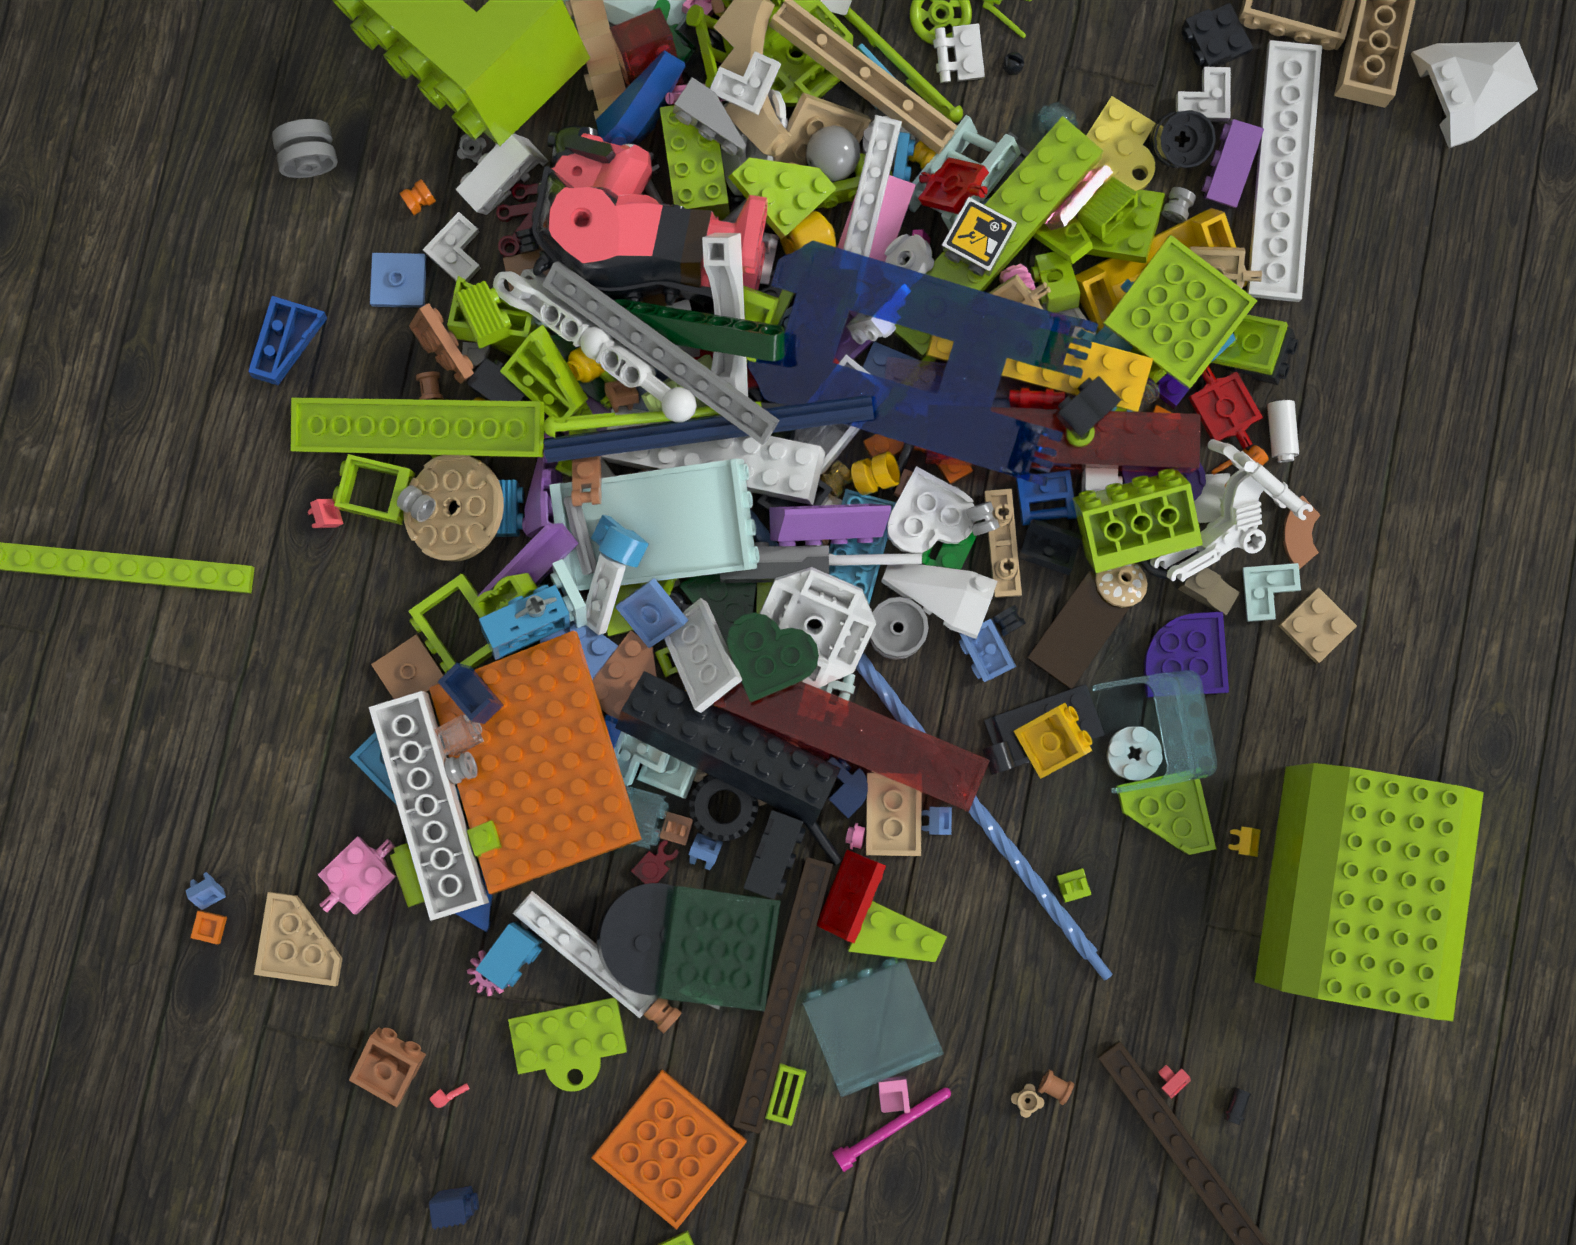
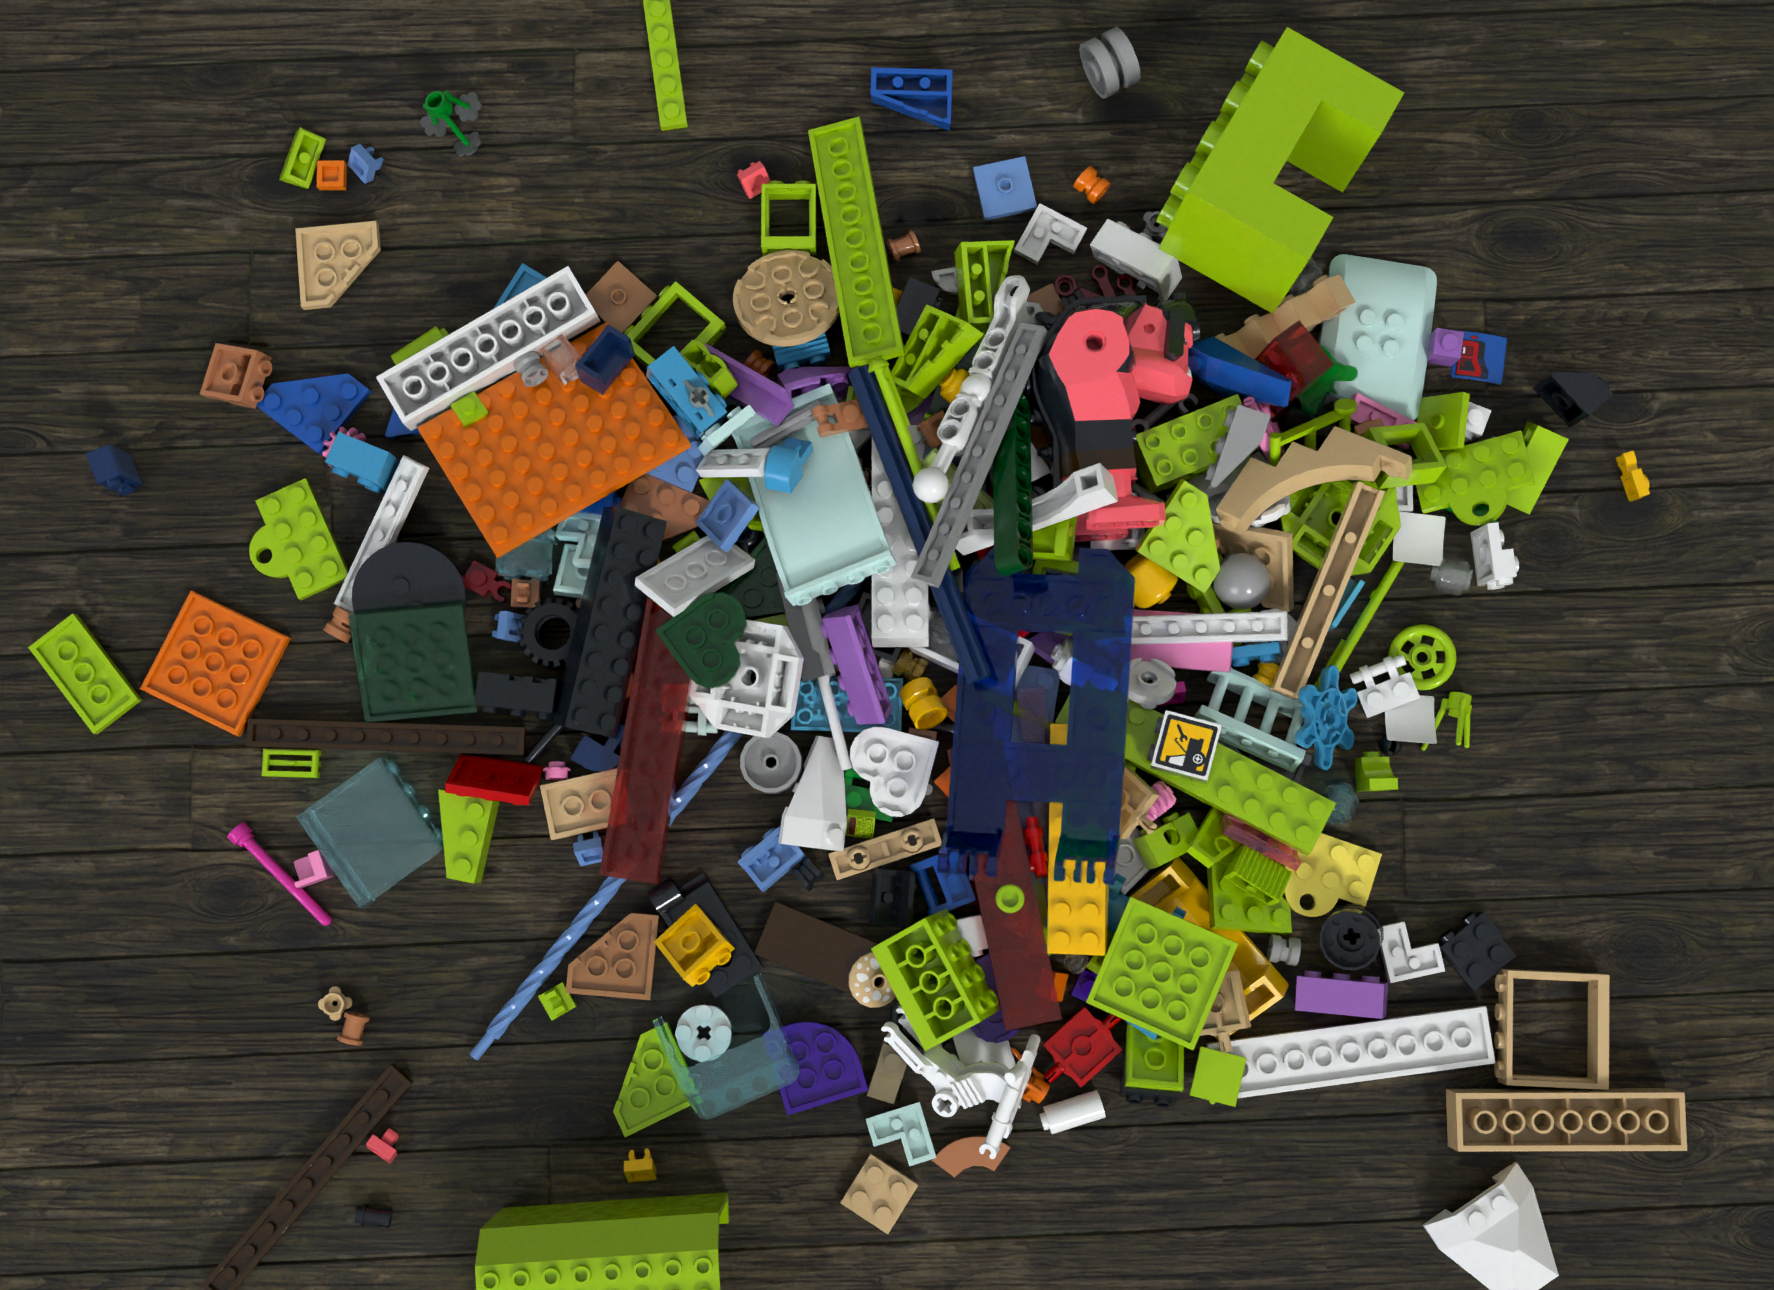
camera: 75 degrees right, 0 degrees up
(179, 804) = (438, 118): none -> plant
(182, 954) = (302, 158): none -> lime slope
(357, 875) = (412, 300): bright pink plate -> none
(418, 505) = (783, 257): light grey wheel -> none
(434, 338) = (958, 227): nougat plate -> none
(438, 995) = (314, 406): none -> blue plate
(440, 1099) = (216, 433): coral hand -> none
(482, 314) = (977, 273): lime brick -> none
(509, 550) = (759, 363): none -> dark orange wheel
(751, 89) = (1276, 478): white plate -> none
(953, 184) = (1235, 709): red plate -> none
(973, 559) = (860, 823): none -> lime tile
(977, 110) = (1326, 717): none -> dark azure plate
(980, 512) = (899, 820): light grey wheel -> none
(998, 38) = (1412, 721): none -> white sticker
(1038, 82) = (1374, 773): none -> lime arch
(1050, 817) = (618, 962): none -> medium nougat plate
(1088, 407) = (1034, 898): black brick -> none
(1280, 291) = (1217, 1076): none -> lime piece

